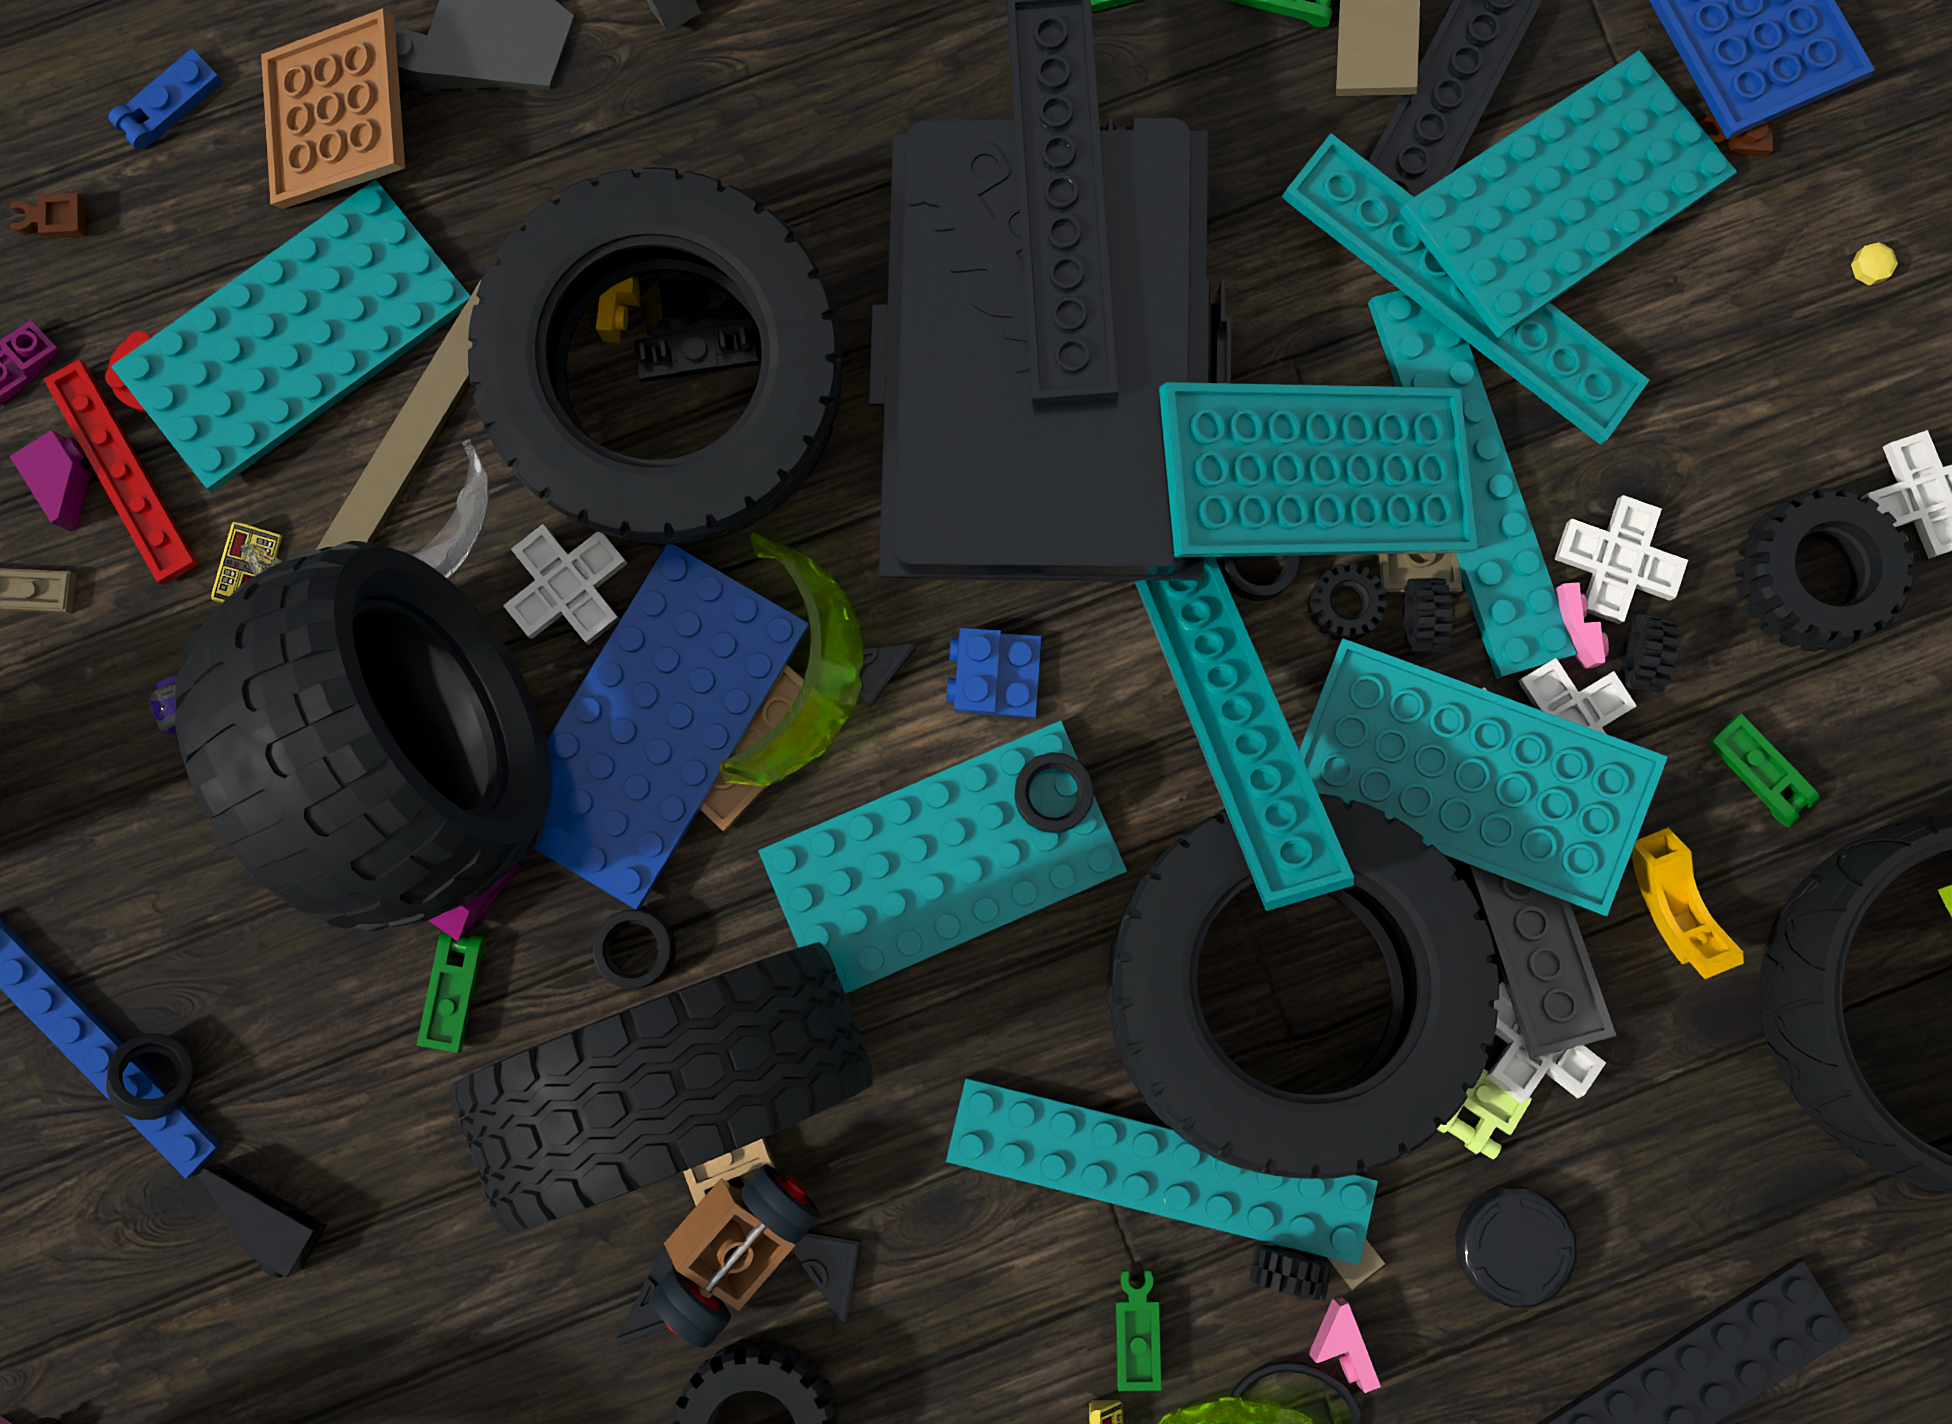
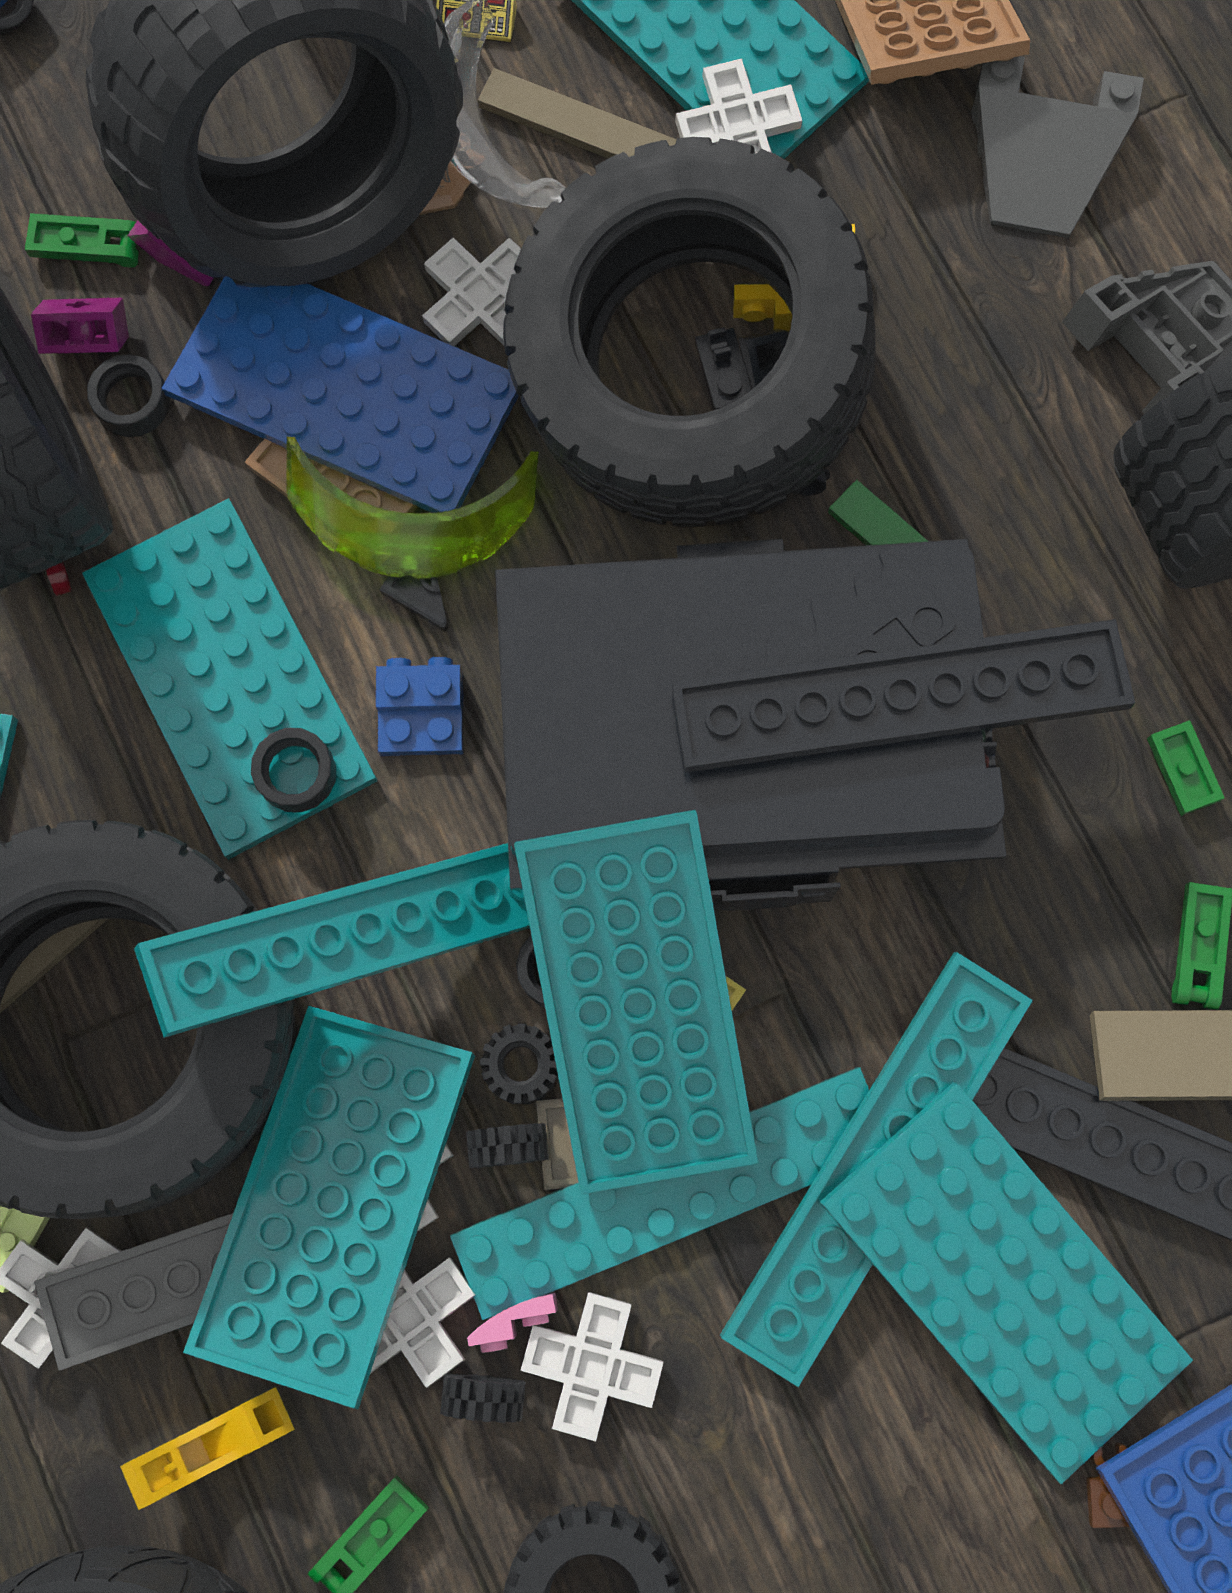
camera: 90 degrees right, 5 degrees down
(416, 306) = (738, 112): none -> white plate
(554, 992) = (80, 325): none -> magenta brick
(854, 225) = (871, 518): none -> green tile

